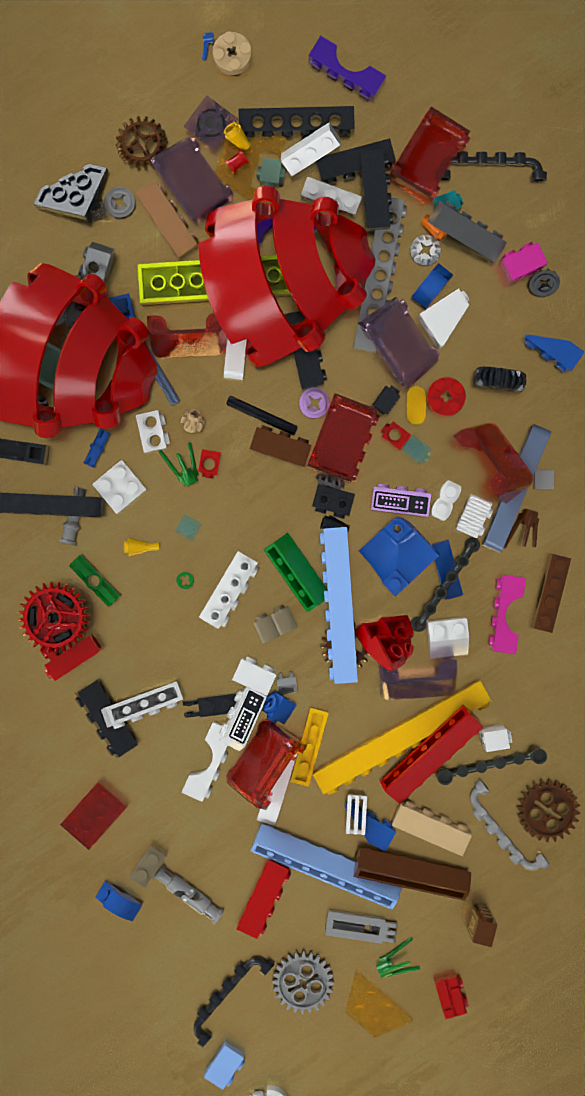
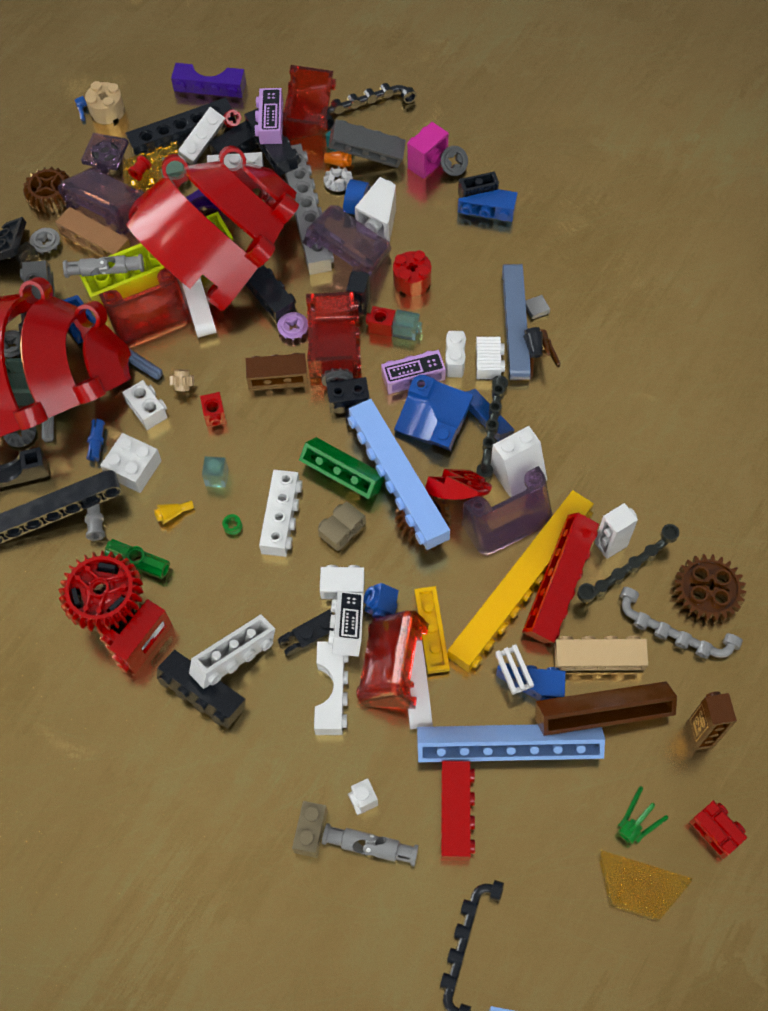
camera: 25 degrees left, 25 degrees down
(94, 814) = (226, 798): clear red brick -> none
(118, 902) = (292, 886): blue brick -> none
(150, 273) = (94, 266): none -> light grey piece
(187, 475) = (196, 428): green plant -> none
(197, 858) = (363, 797): none -> white brick
(236, 135) = (131, 148): yellow cone -> none
(261, 415) = (241, 354): black axle -> none
(287, 685) = (380, 575): light grey tile -> none
(294, 967) = (564, 902): light grey gear -> none
(349, 139) = (233, 113): none -> bush
(352, 926) = (569, 801): light grey hinge -> none
(381, 172) = (269, 116): none -> lavender brick
(416, 405) = (388, 293): yellow tile -> none
(500, 379) = (454, 238): black gear -> none
(510, 589) = (574, 447): dark pink arch -> none
(513, 472) = (460, 288): clear red windscreen -> none
(518, 525) = (534, 341): none -> black cone
(551, 327) = (478, 184): none -> black brick
(552, 592) = (602, 406): reddish brown arch -> none

